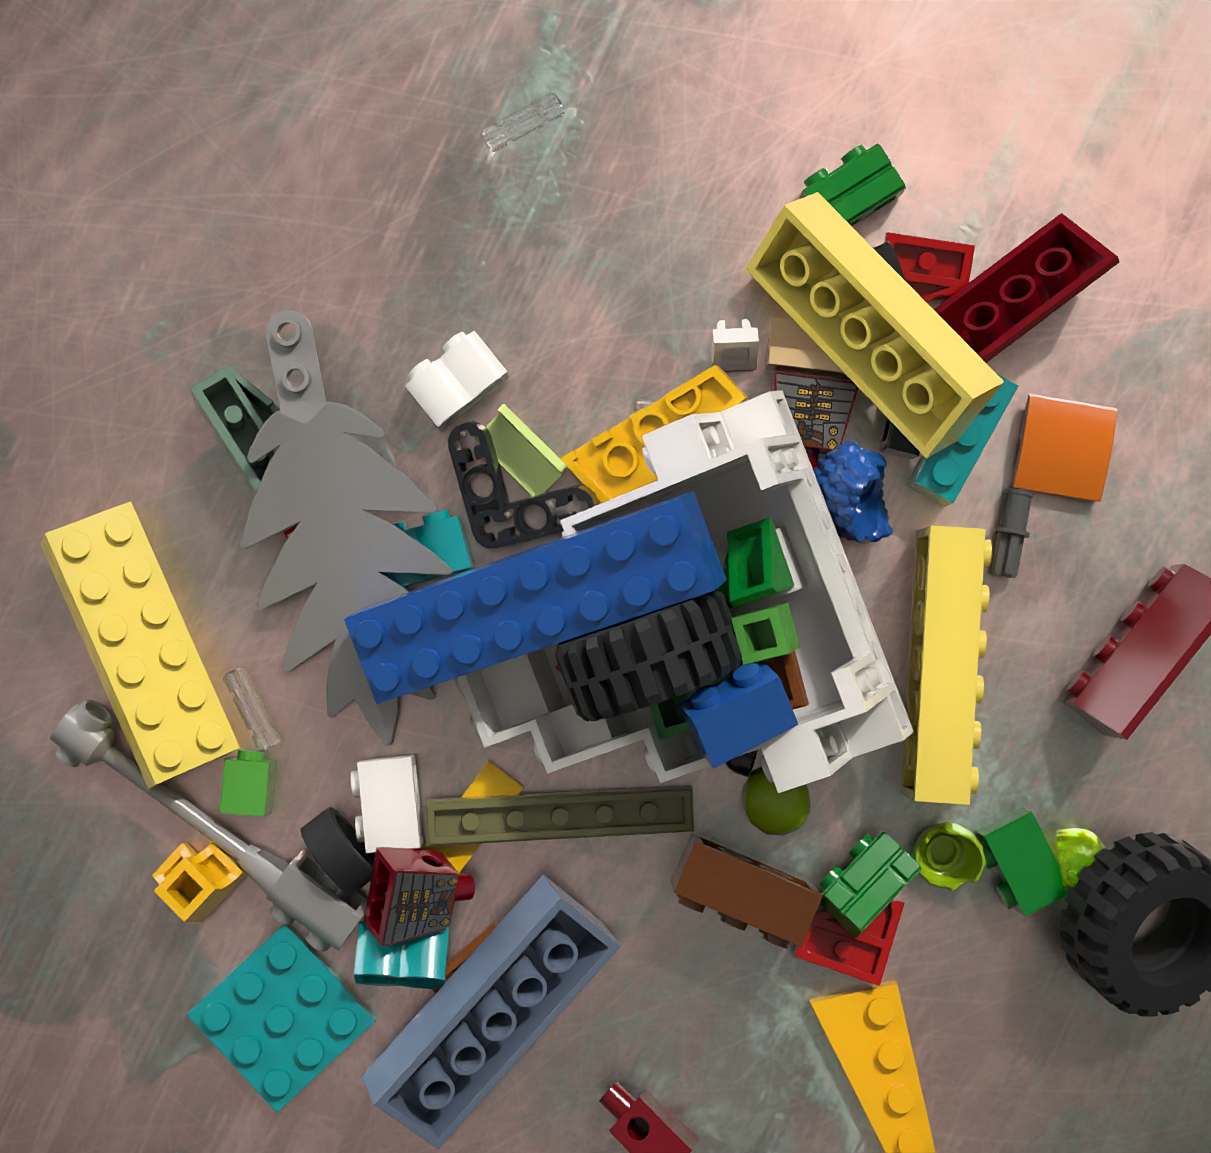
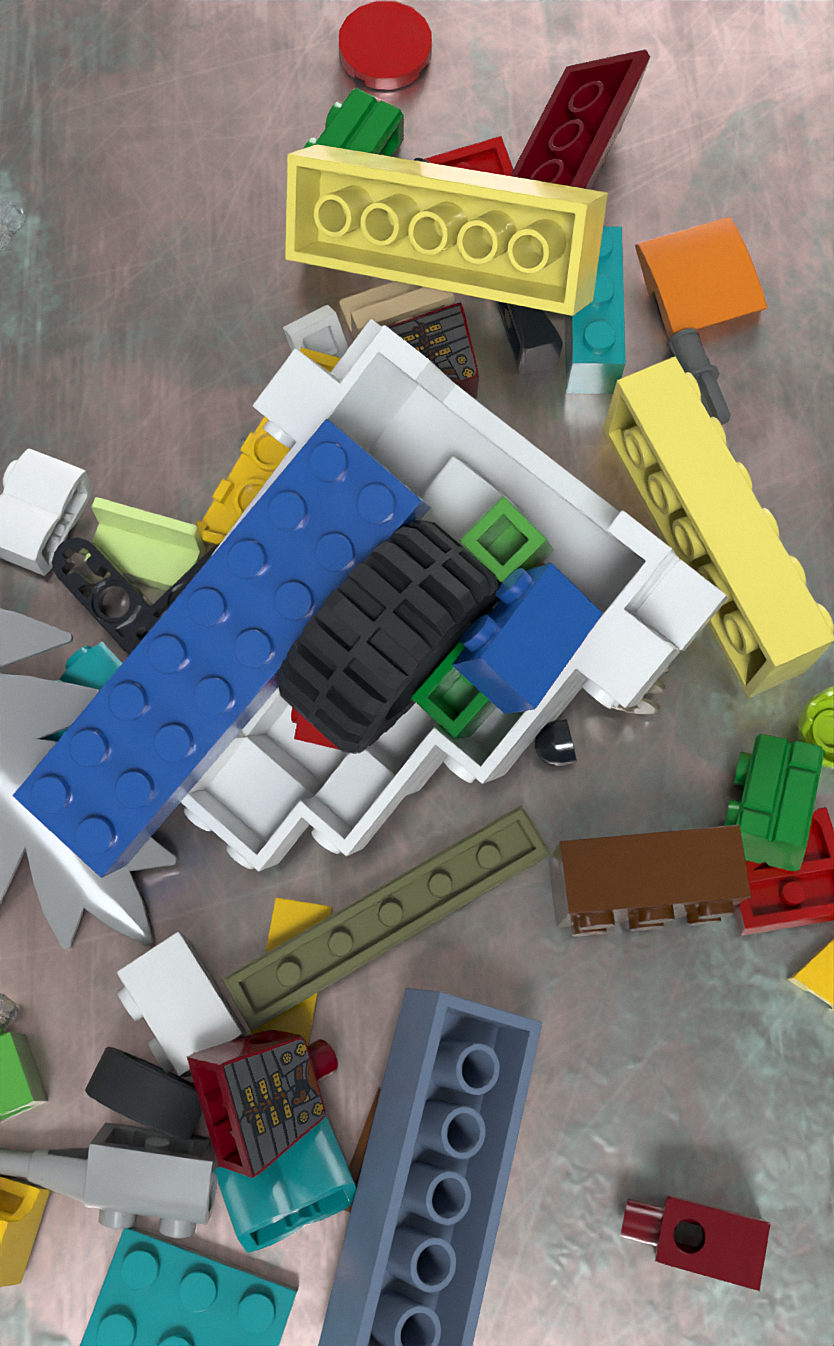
camera: 30 degrees left, 15 degrees down
(754, 564) = (453, 491): green slope -> none
(774, 811) = (621, 771): lime hair -> none
(853, 492) = (510, 389): blue hair -> none
(933, 99) = (385, 44): none -> red tile

